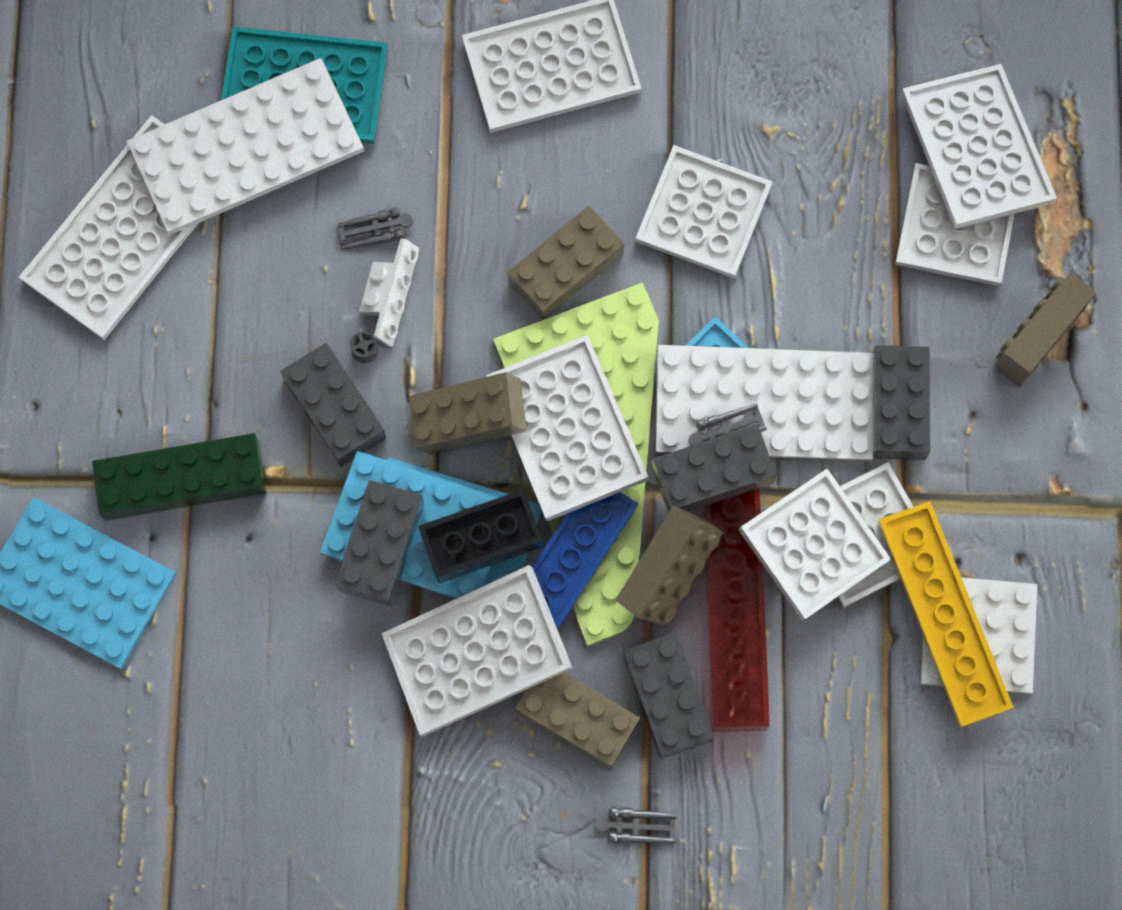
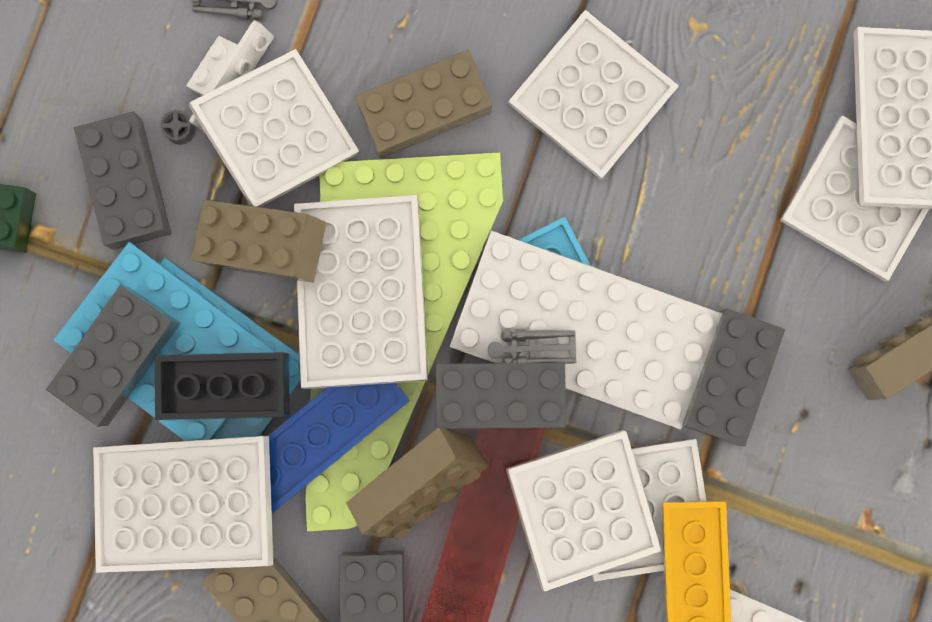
camera: 15 degrees right, 10 degrees up
(448, 320) = (274, 129): none -> white plate

